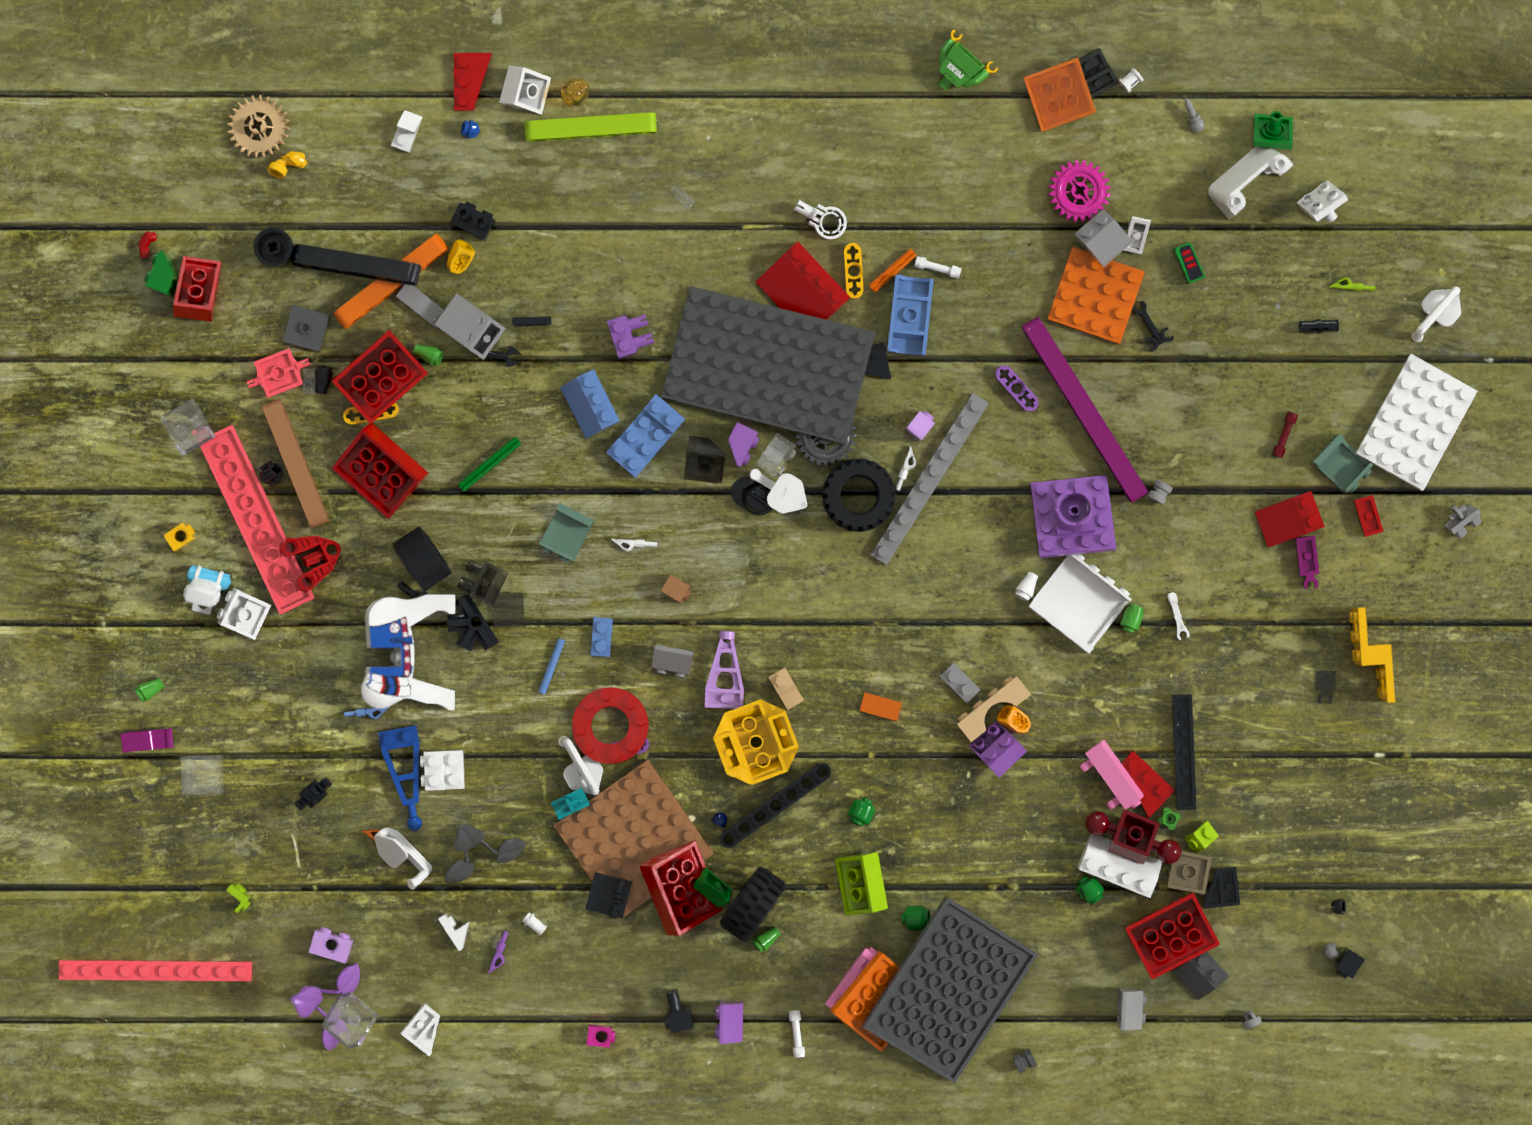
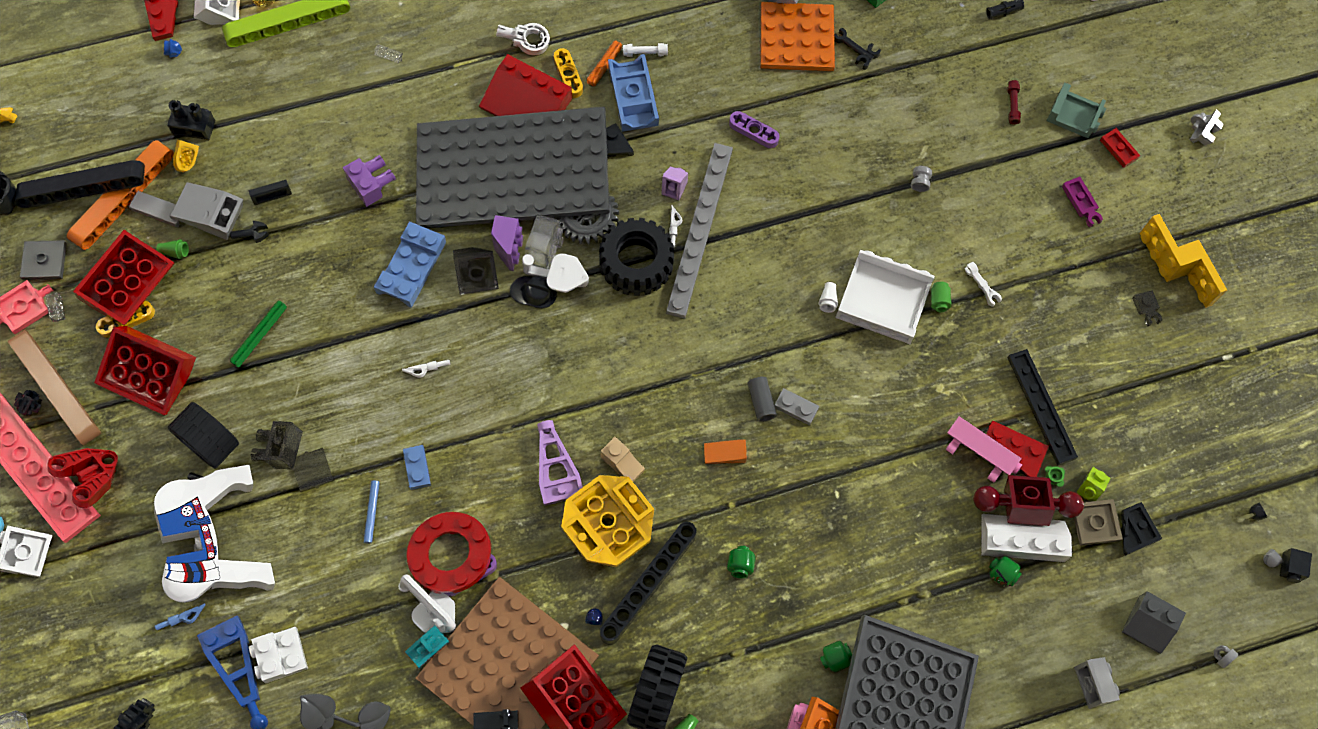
camera: 30 degrees left, 20 degrees down
(323, 378) = (68, 300): black cone -> none
(406, 131) = (110, 67): white slope -> none
(463, 623) = (274, 501): black piece -> none
(566, 533) = (354, 375): sand green panel -> none
(590, 404) = (347, 249): medium blue slope -> none
(672, 659) = (495, 463): light grey slope -> none
(676, 589) = (480, 396): medium nougat brick -> none
(713, 888) = (609, 691): green slope -> none
(861, 883) = (766, 638): lime slope -> none
(930, 668) = (762, 399): none -> dark grey pin
(973, 723) = (851, 400): tan arch -> none
(997, 748) = (858, 457): medium lavender slope -> none
(1014, 719) = (863, 423): light orange rock -> none
(1066, 533) = (849, 220): medium lavender piece -> none
(1084, 409) = (825, 130): magenta beam -> none
(1171, 935) = (1109, 590): red slope -> none
(1289, 519) = (1051, 168): red slope -> none
(1416, 422) = (1126, 61): white plate -> none

